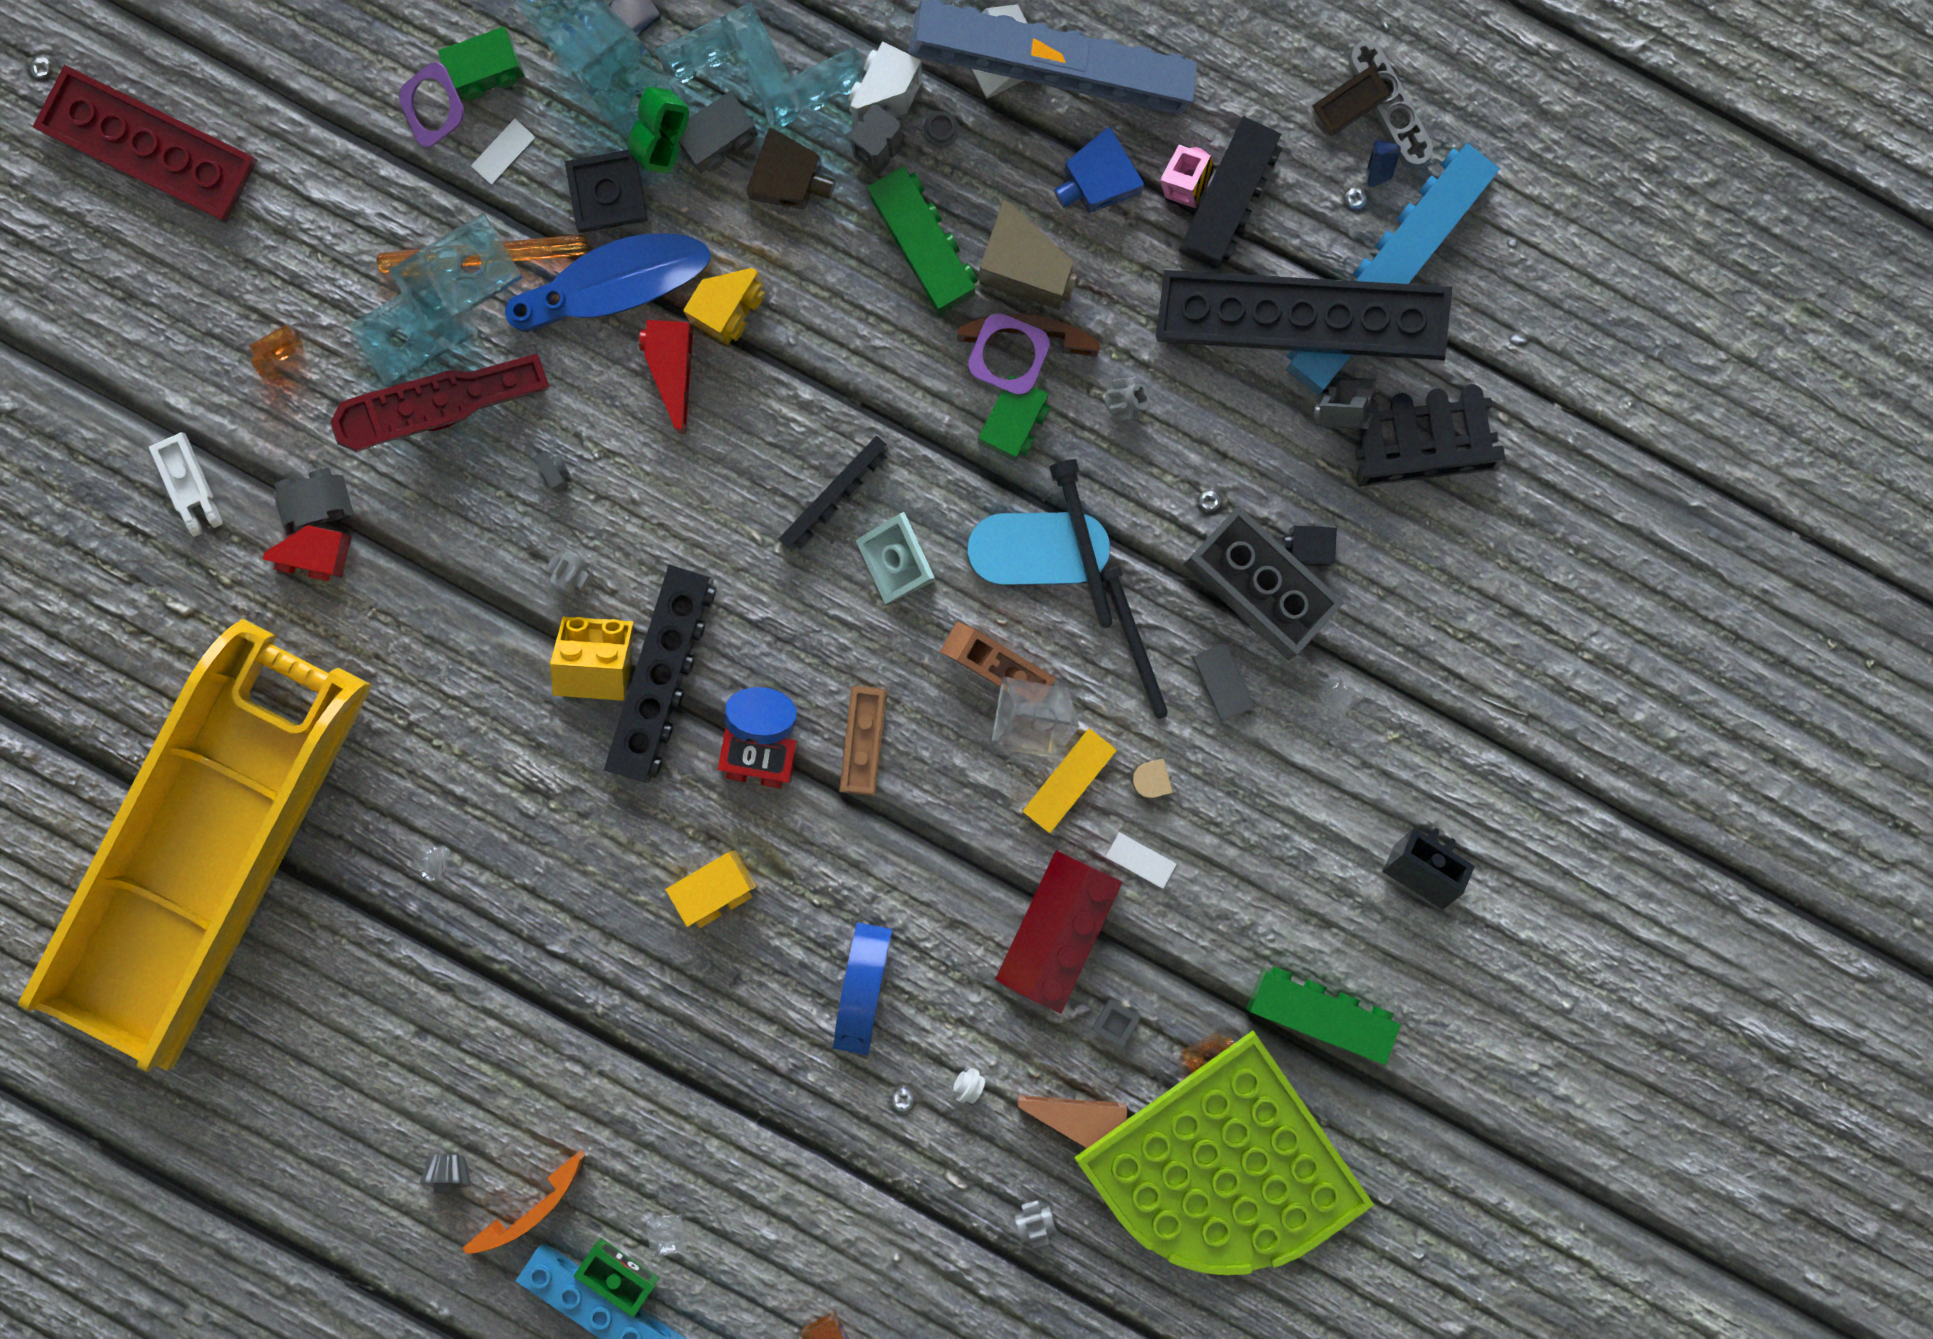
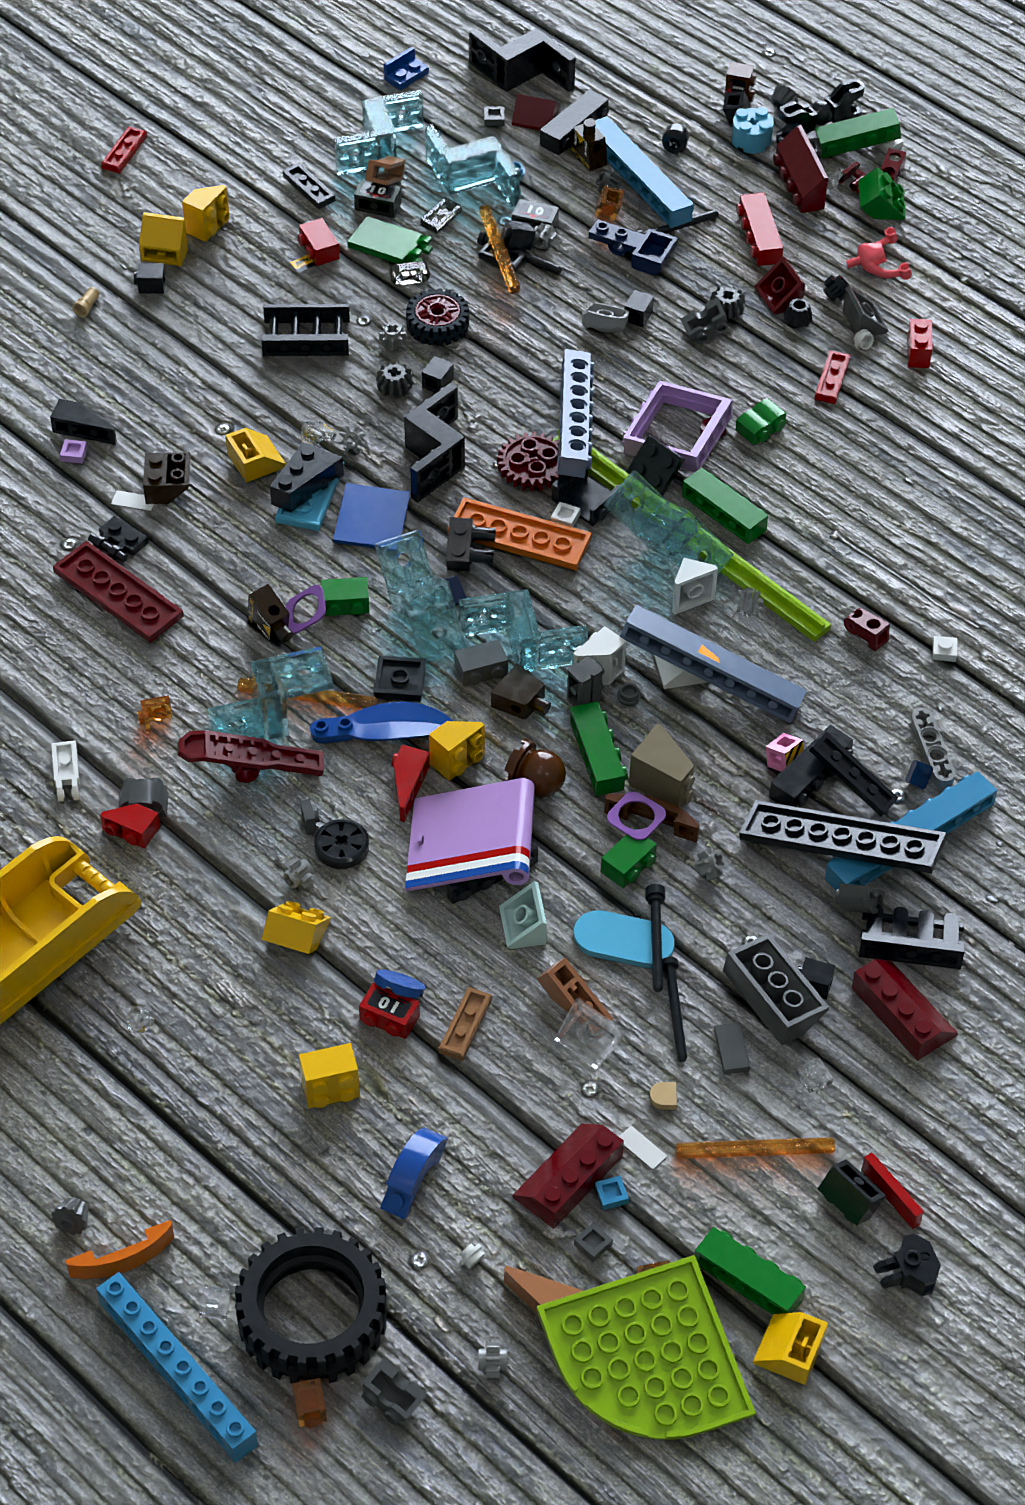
camera: 15 degrees right, 35 degrees down
(115, 33) = (122, 535): none -> black plate
(375, 127) = (269, 614): none -> dark brown torso
(503, 151) = (341, 646): white sticker -> none
(605, 479) = (343, 855): none -> black wheel
(616, 1277) = (170, 1309): green brick -> none
(657, 132) = (448, 640): green brick -> none
(676, 585) = (354, 917): black brick -> none
(790, 449) = (472, 835): none -> lavender door
(790, 1300) = (302, 1253): none -> black tyre
(851, 312) = (539, 766): none -> reddish brown tile
(930, 1303) = (392, 1392): none -> dark grey cylinder
(1069, 780) = (604, 1082): yellow tile -> none
(1099, 175) = (726, 740): blue torso -> none
(1121, 946) = (611, 1192): none -> dark azure plate
(1288, 825) = (755, 1147): none -> clear orange axle
(1293, 195) = (853, 774): none -> black plate
(1351, 100) = (906, 737): dark brown tile -> none
(1398, 1104) = (791, 1345): none -> yellow slope
(1437, 558) = (902, 1008): none -> dark red slope
(1478, 845) = (894, 1192): none -> red tile
(1521, 952) = (913, 1266): none -> black hinge

